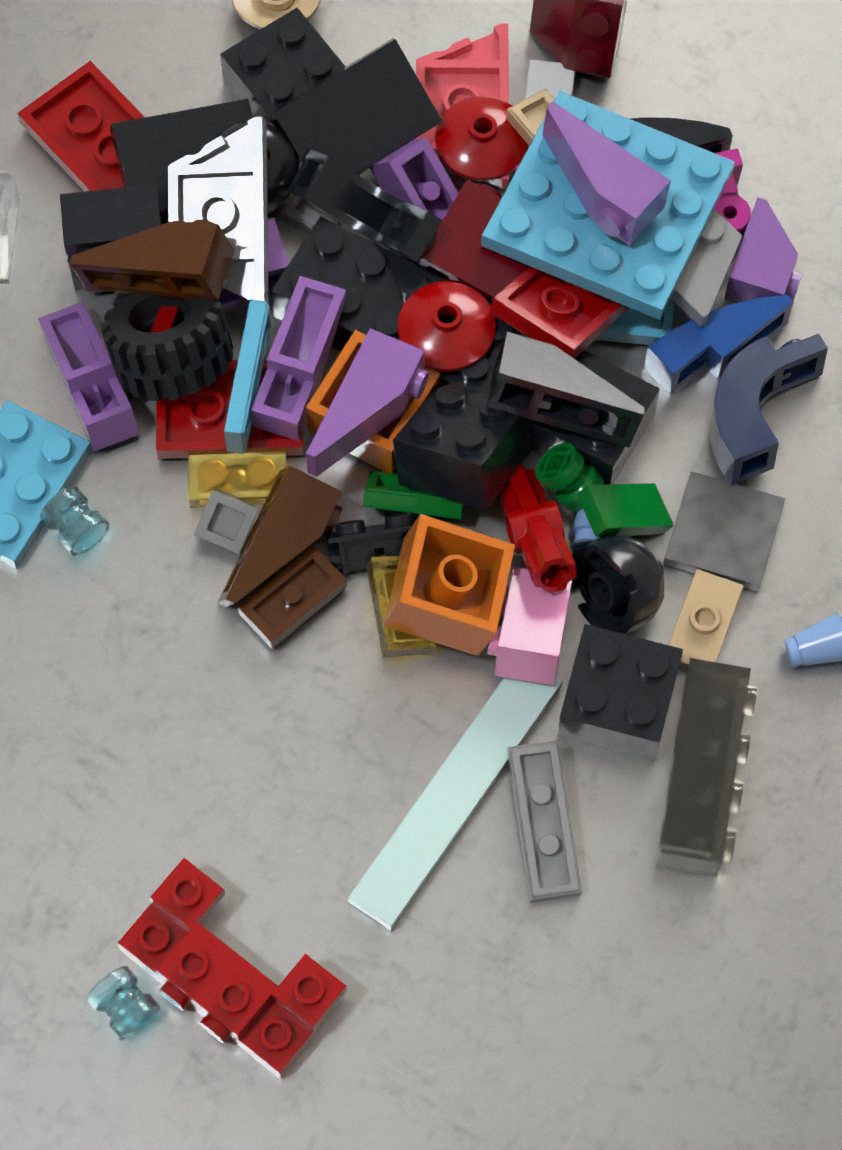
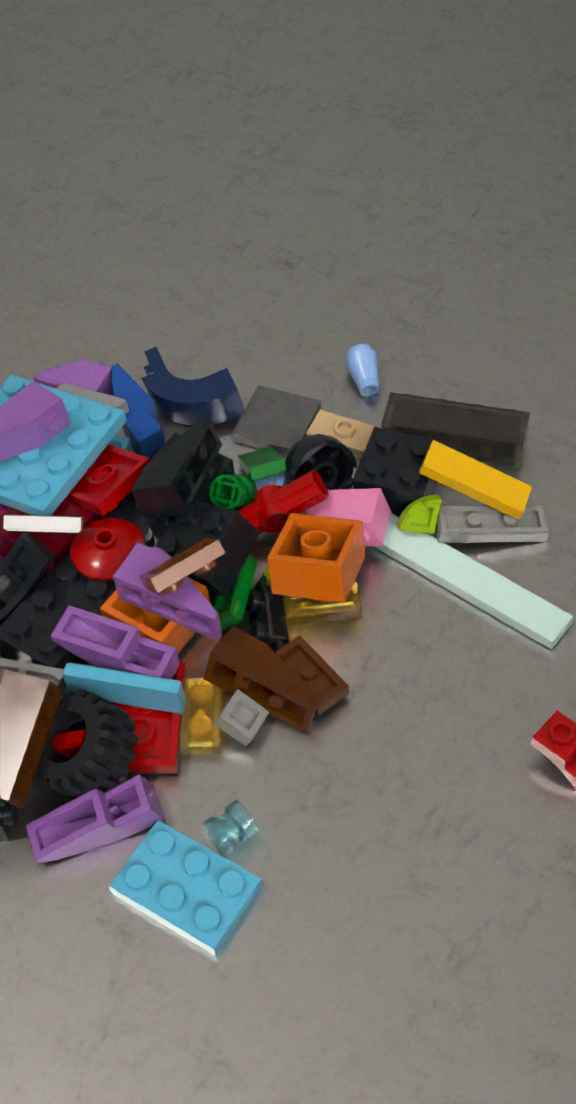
camera: 80 degrees left, 15 degrees down
(370, 401) = (195, 559): none -> plate
(461, 239) = (43, 523): none -> white tile
(536, 719) = (421, 515): none -> lime tile
(592, 787) = (475, 479): none -> yellow tile

